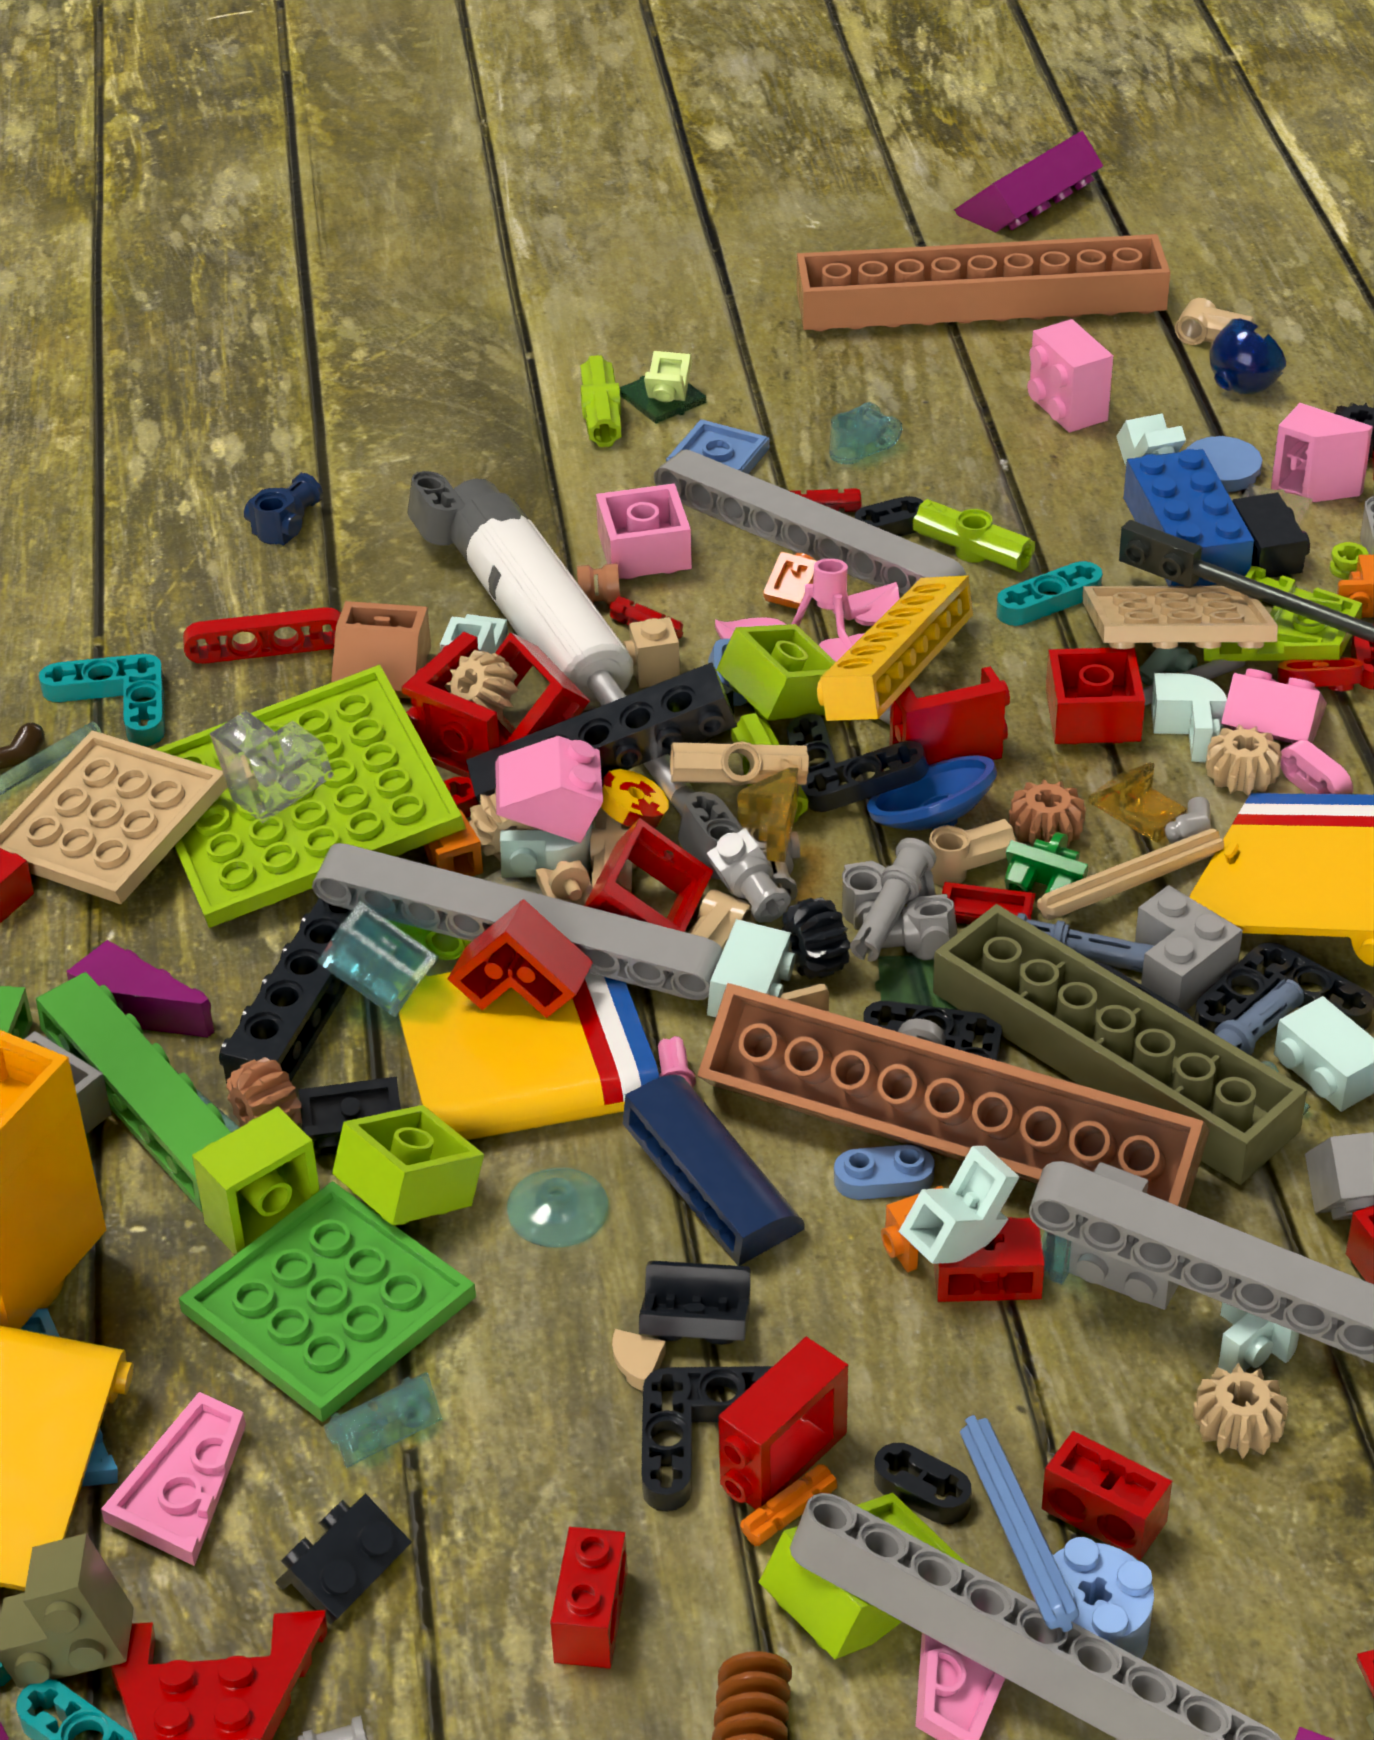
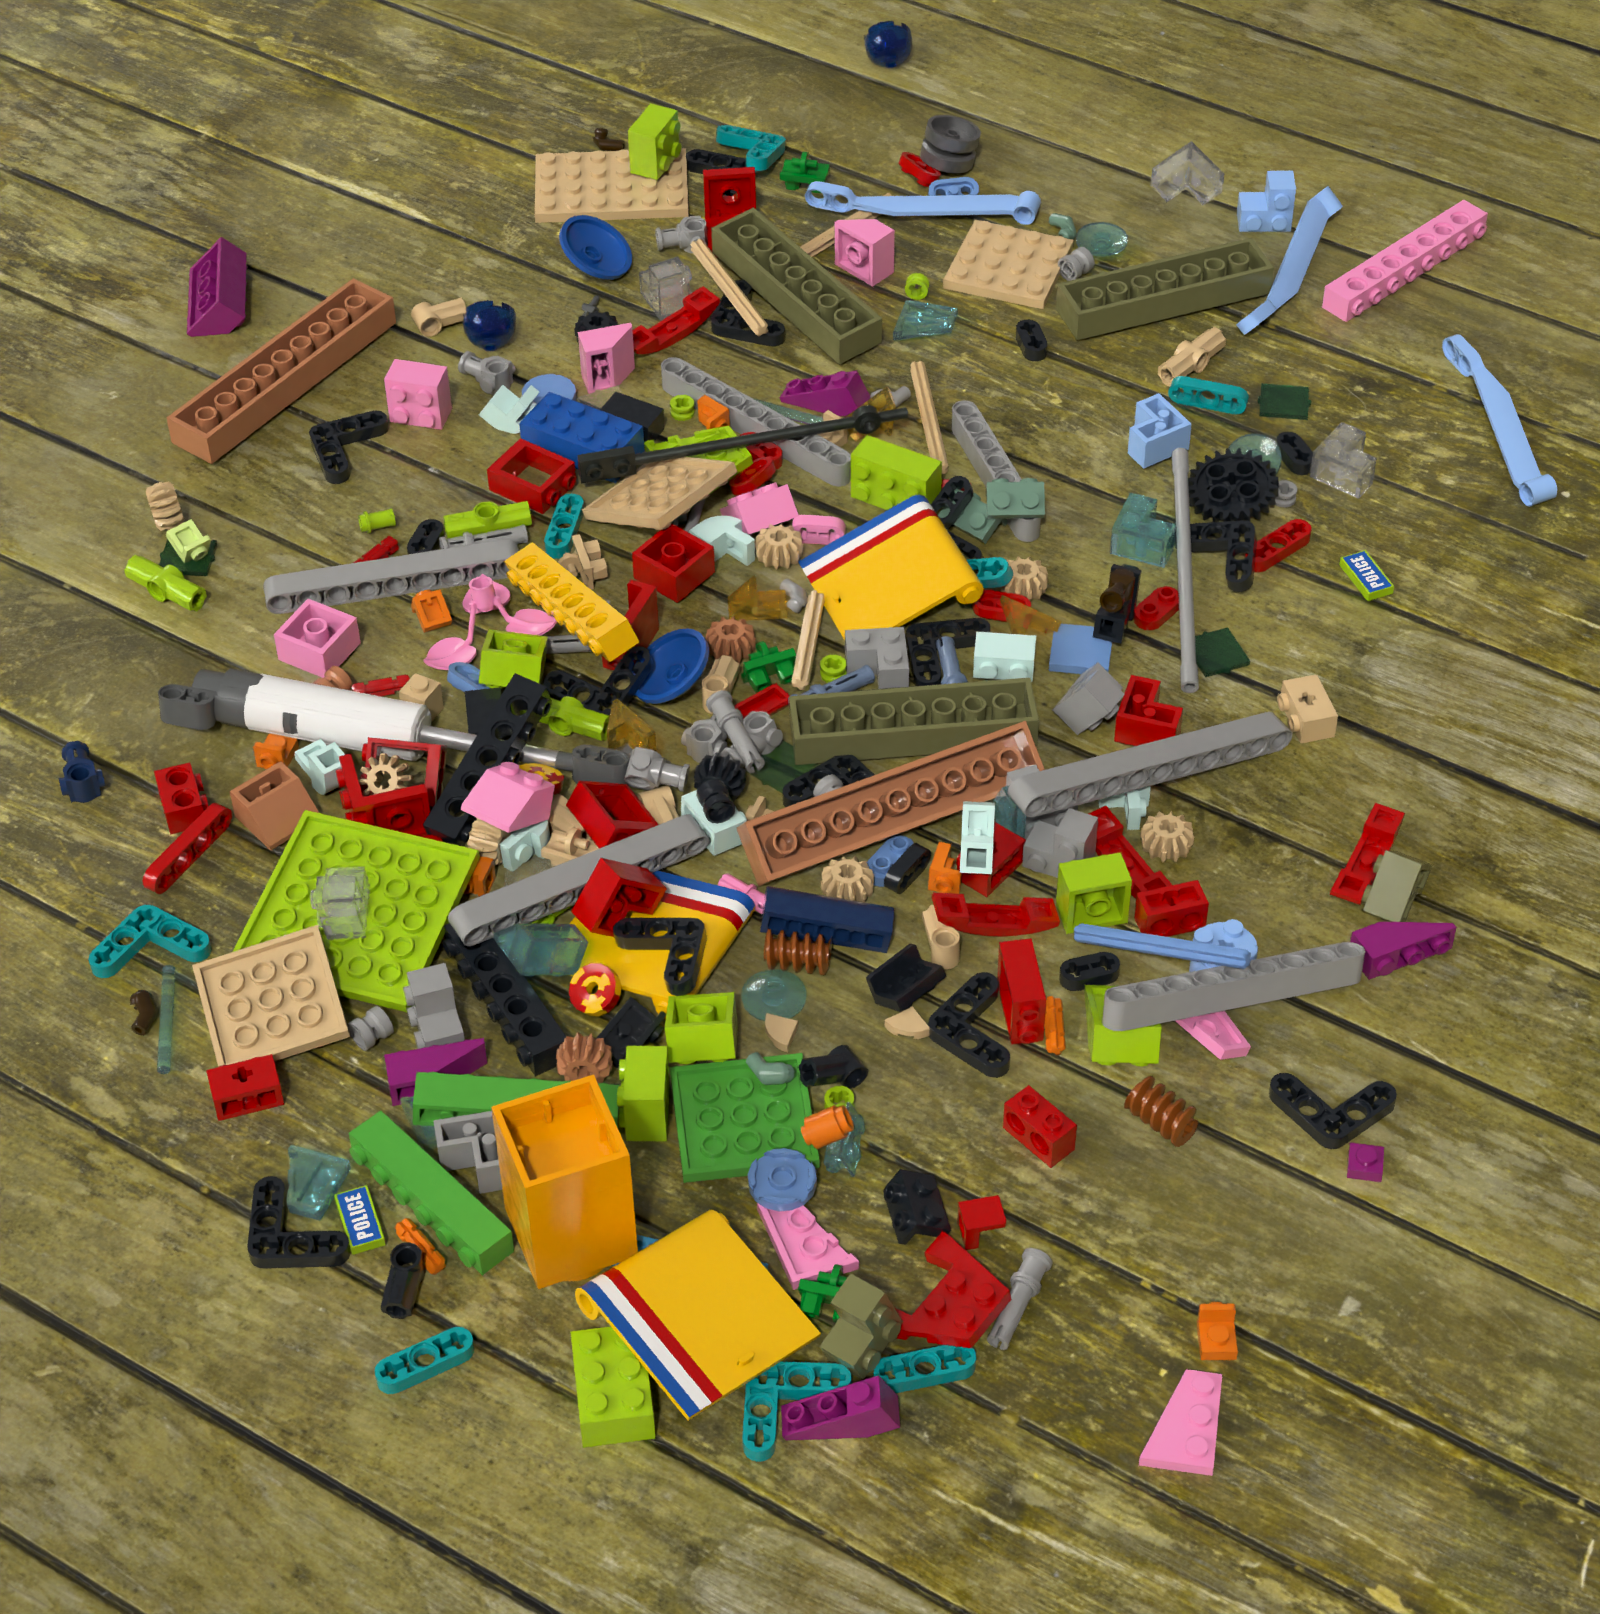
camera: 50 degrees left, 5 degrees up
(125, 1554) = (815, 1294): none -> green hips
(151, 912) = (370, 1028): none -> light grey wheel
(219, 936) = (432, 1007): none -> light grey brick
(248, 1392) = (782, 1180): none -> medium blue tile
(326, 581) = (180, 796): none -> red brick
(358, 1375) = (827, 1126): none -> orange brick
(370, 1632) = (979, 1216): none -> red panel
(385, 1045) = (583, 983): none -> piece
(403, 1271) = (770, 1073): none -> sand green arm
(448, 1359) = (838, 1094): none -> lime bush
(464, 1086) = (678, 944): none -> black beam
(471, 603) = (275, 749): none -> orange bracket
(489, 1334) = (837, 1067): none -> black piece
(501, 1247) = (780, 1031): none -> tan tile
(630, 1178) = (797, 952): none -> dark orange piece
(693, 330) = (164, 505): none -> tan gear
(710, 762) = (574, 720): tan piece -> none
(725, 444) = (268, 562): medium blue tile -> none
(746, 945) = (715, 801): none -> black wheel
(795, 1150) = (847, 879): none -> tan gear
(804, 1296) = (942, 940): none -> tan piece
(862, 433) = (342, 504): clear light blue piece -> none
(871, 469) = (376, 520): none -> lime pin
(877, 1189) = (907, 868): none -> black beam
(894, 1325) = (997, 920): none -> red slope
(954, 371) = (374, 424): none -> black beam
(974, 564) = (516, 534): none -> light grey pin
(1011, 635) = (582, 562): none -> tan hips
(1033, 1386) = (1093, 892): none -> lime brick
(1078, 501) = (504, 473): none -> red window
(1083, 1315) = (1059, 844): none -> light grey brick
(1120, 916) = (832, 667): none -> lime bush
(1154, 1381) = (1111, 841): none -> red slope
(1186, 403) = (489, 372): none -> light grey connector

